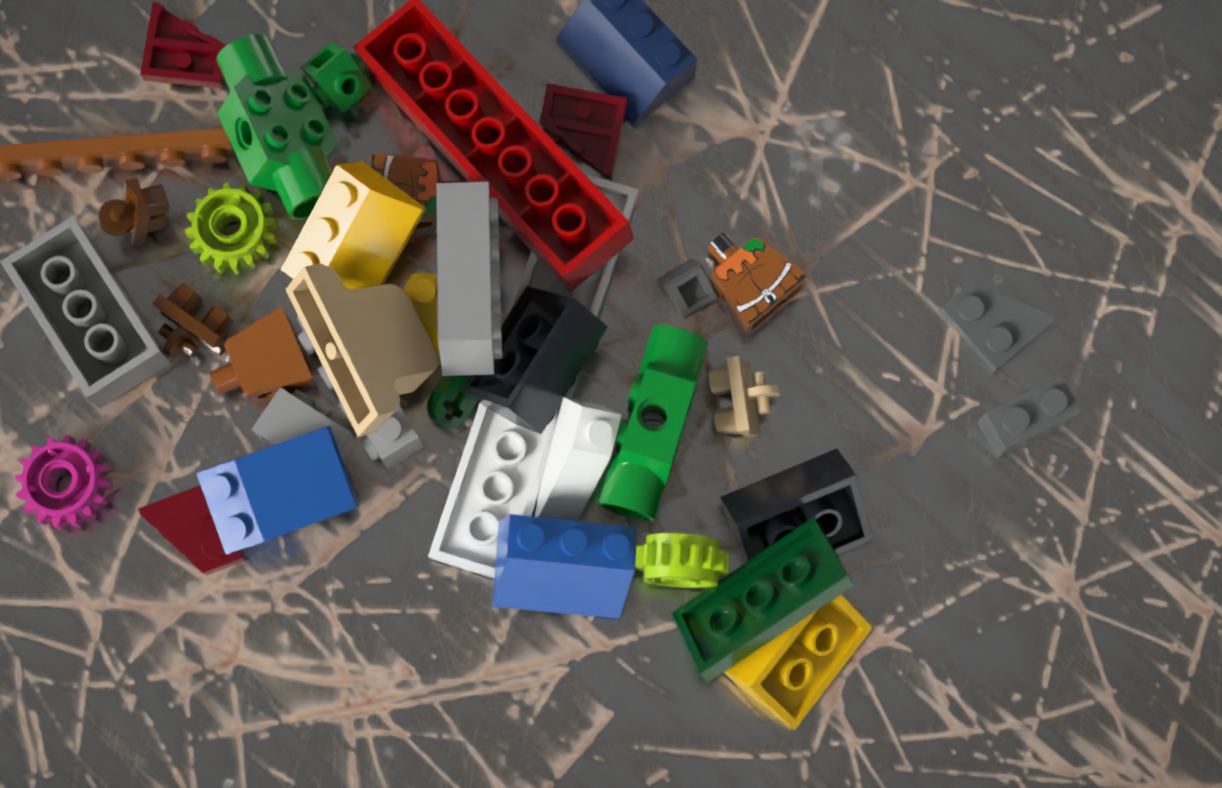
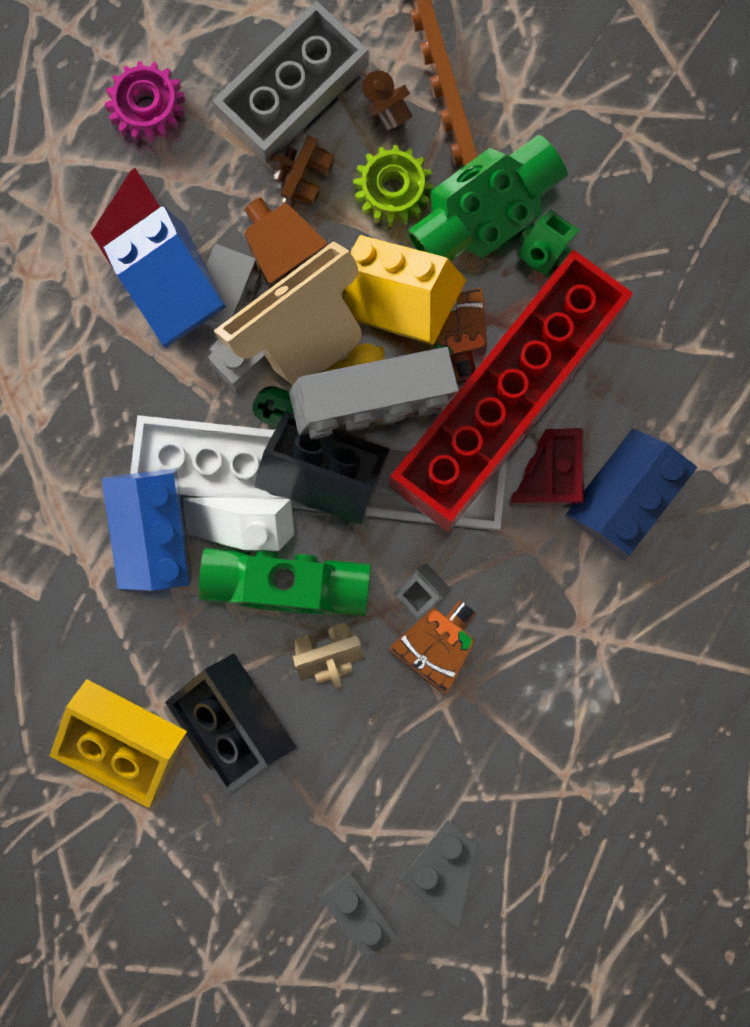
camera: 80 degrees right, 5 degrees up
(180, 52) = (547, 102): dark red wing -> none
(682, 560) = (168, 629): lime gear -> none
(762, 599) = (146, 704): dark green plate -> none

